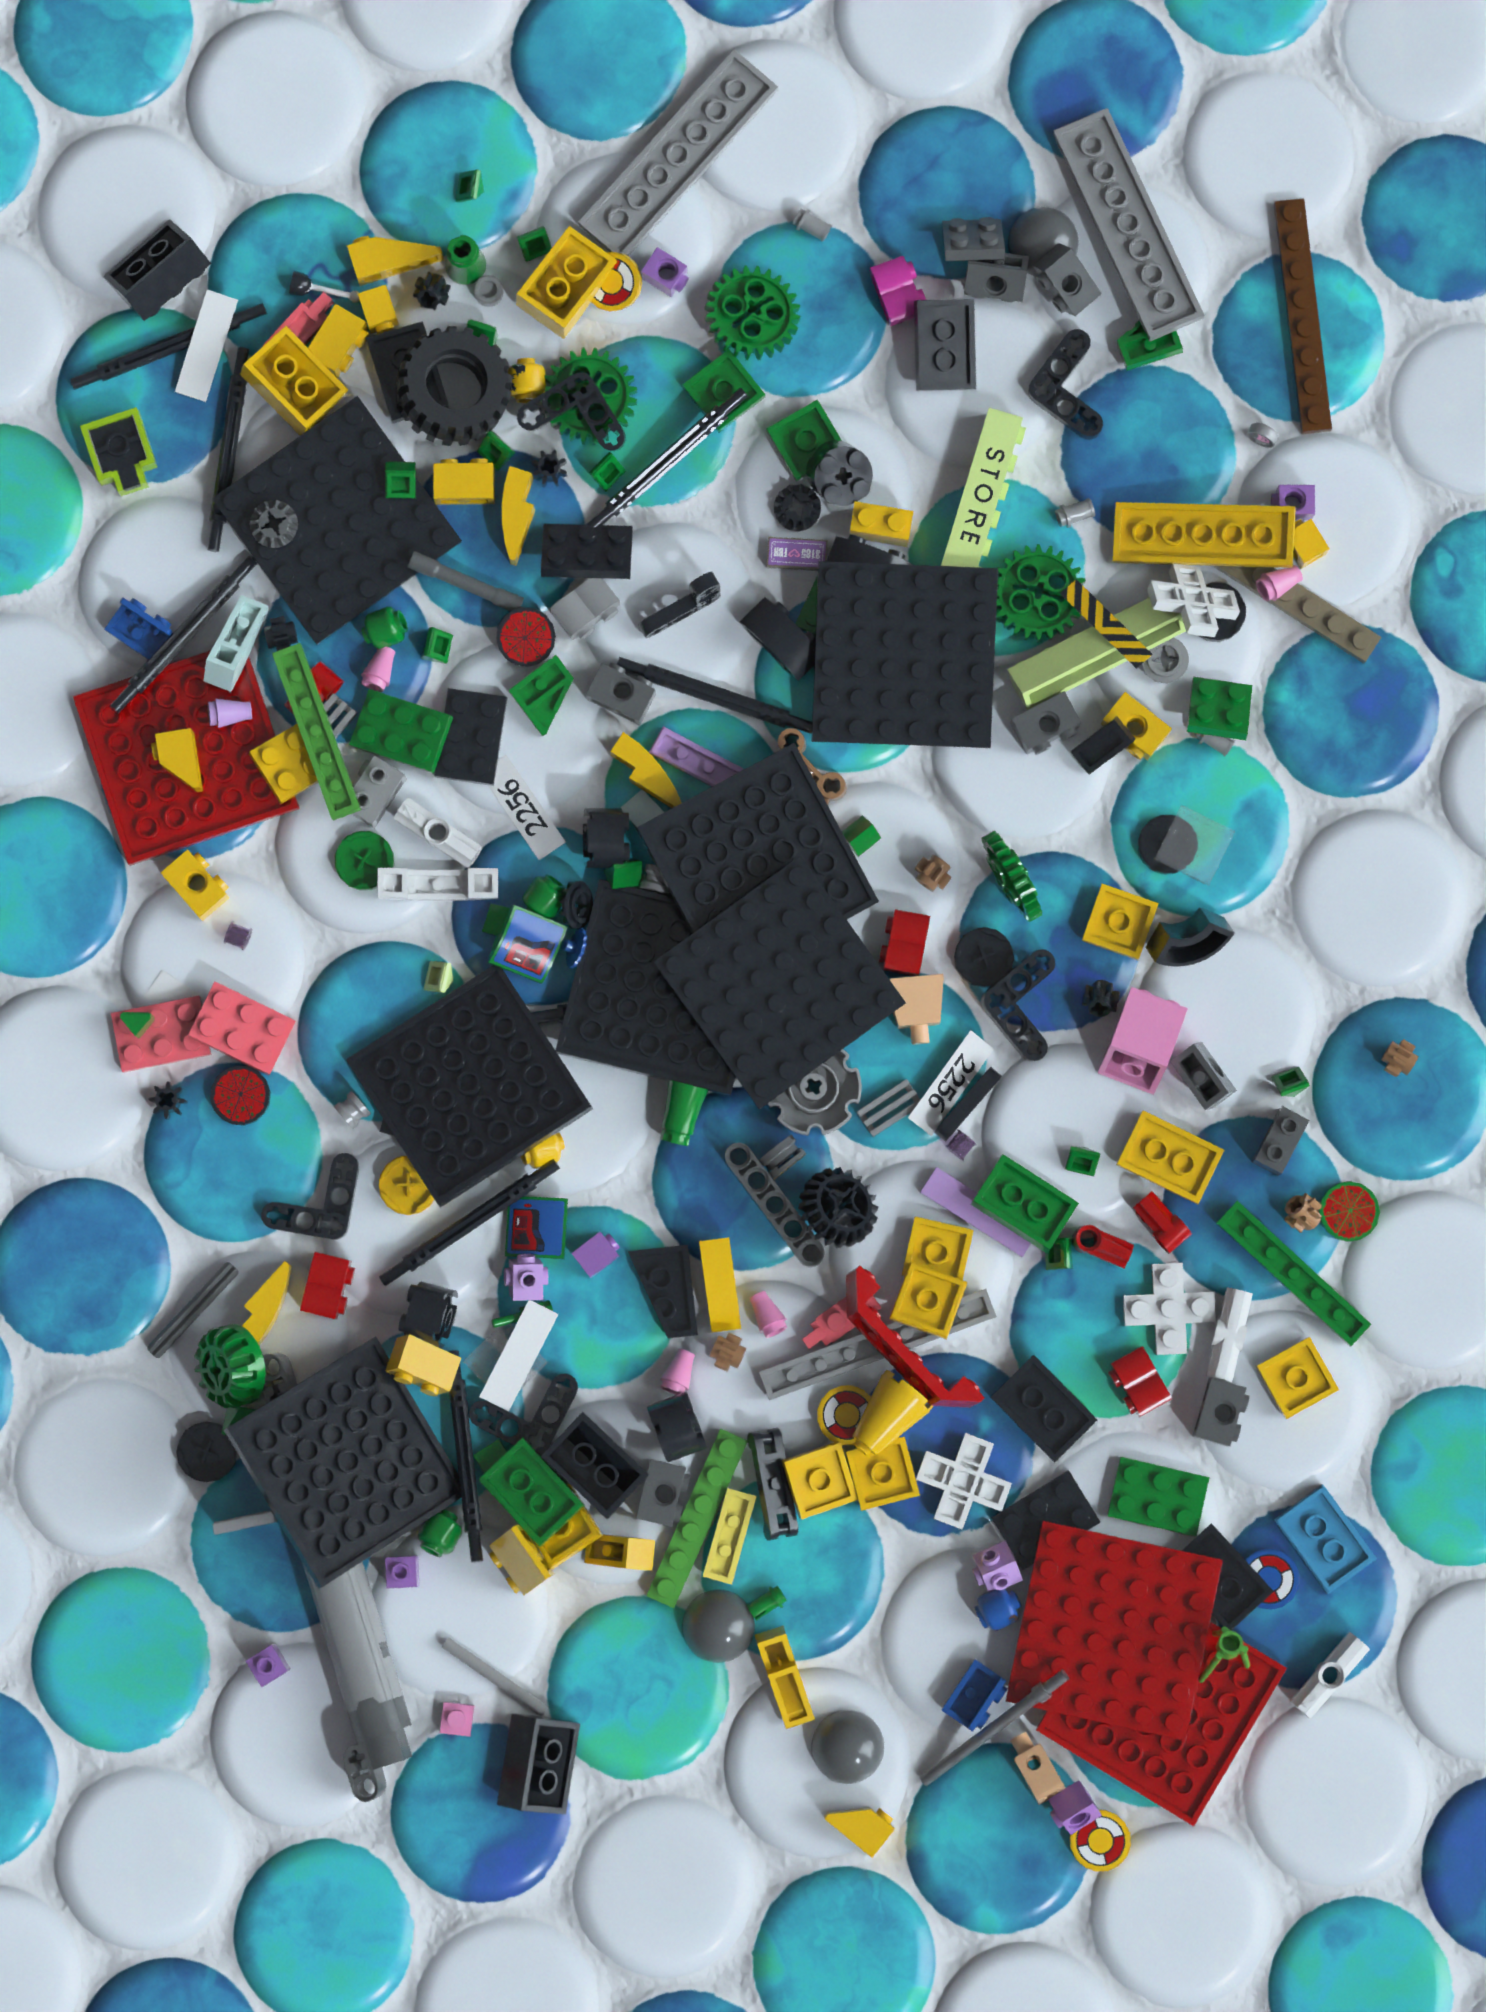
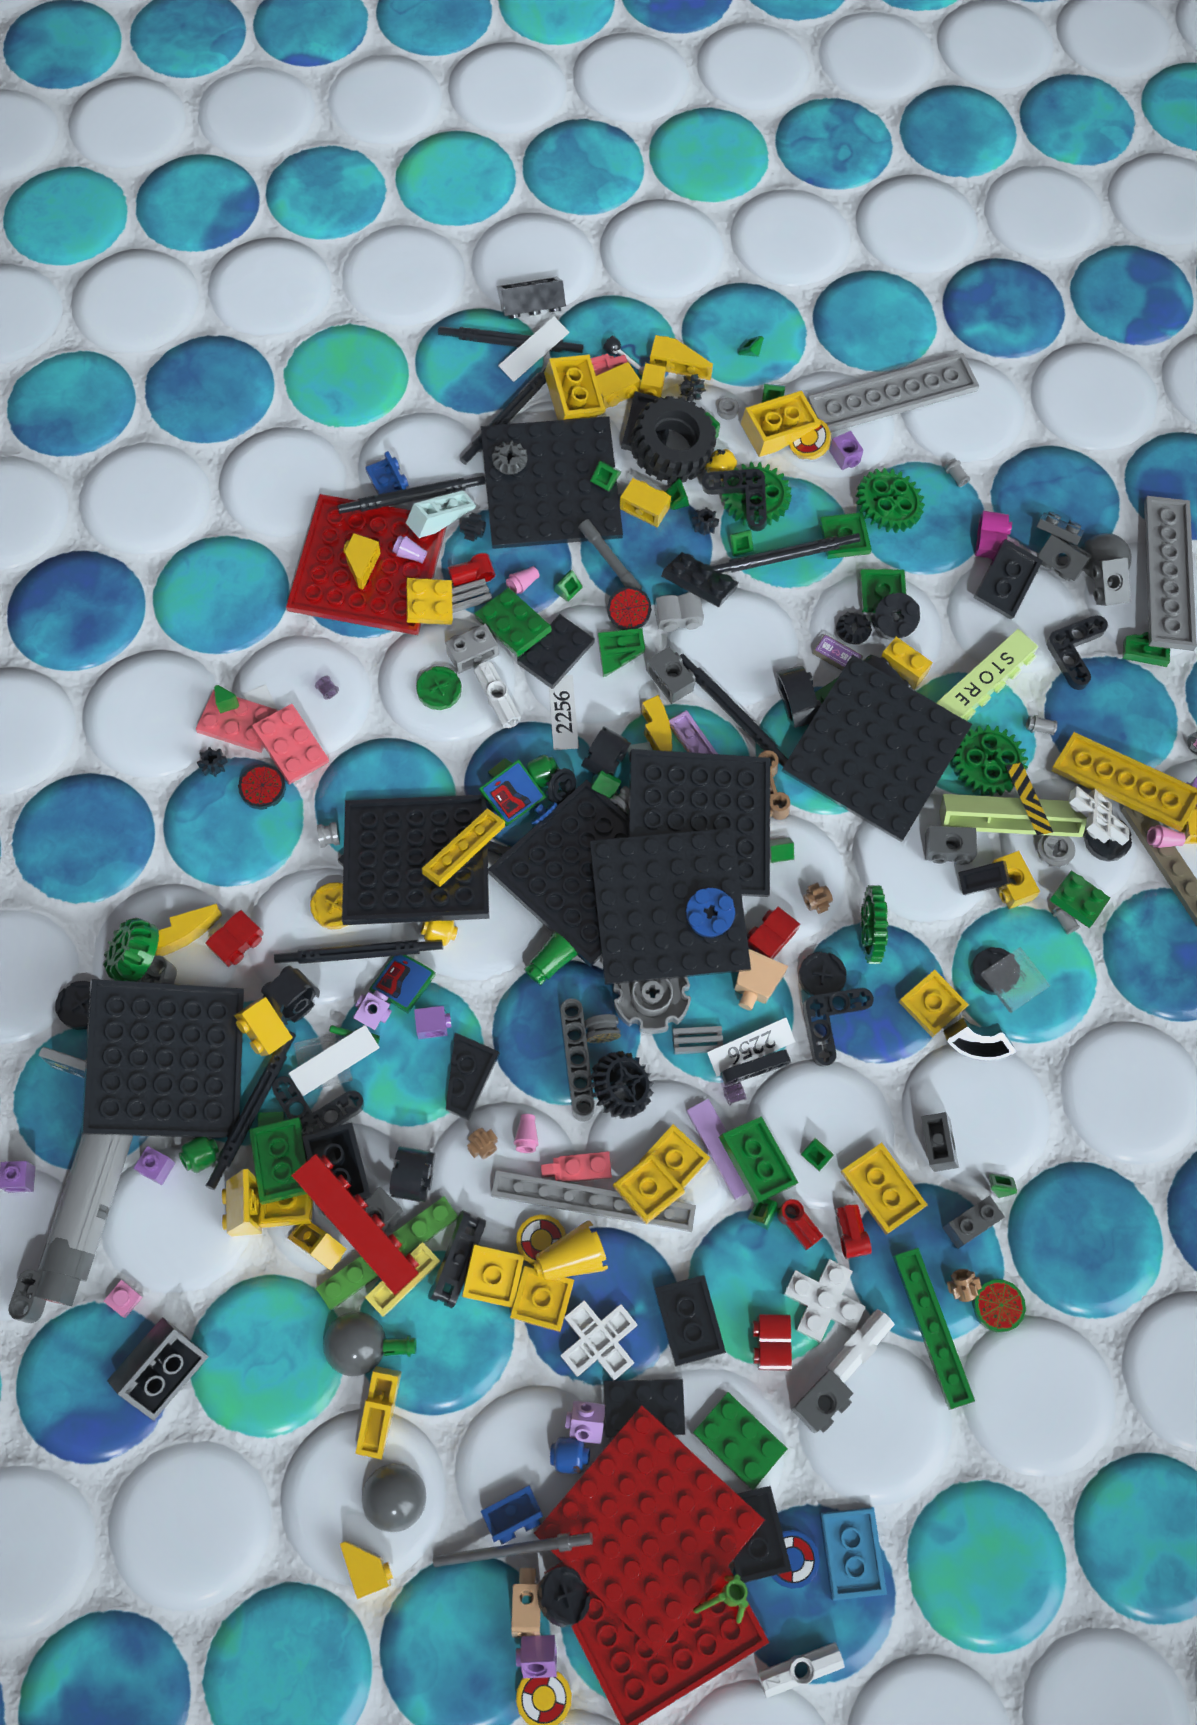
camera: 25 degrees right, 15 degrees down
(120, 451) = (443, 377): piece -> none
(181, 873) = (323, 654): yellow brick -> none
(192, 1310) = (136, 905): dark grey axle -> none
(316, 731) = (457, 588): bright green plate -> none
(330, 1209) = (270, 892): black beam -> none
(384, 627) = (541, 556): green head -> none
(438, 884) = (476, 727): white slope -> none
(438, 977) = (441, 783): yellowish green slope -> none
(465, 269) = (723, 378): green plant -> none
(495, 1677) = (170, 1284): light grey bar -> none
(516, 512) = (668, 535): yellow slope -> none
(517, 1044) = (463, 847): none -> yellow plate
(653, 1512) = (356, 1224): none -> red brick
(678, 1374) = (438, 1138): bright pink cone -> none
(703, 592) = (759, 645): black beam -> none
(720, 1285) = (505, 1092): yellow slope -> none
(820, 983) = (698, 919): none -> blue plate
(859, 1289) = (604, 1150): red slope -> none
(1068, 1741) = (563, 1597): none -> black tile
(1100, 998) = (892, 1046): black gear -> none
(1143, 1040) = (907, 1093): bright pink slope -> none
(1297, 1378) = (896, 1410): yellow plate -> none
(1399, 1058) = (1094, 1212): medium nougat gear -> none

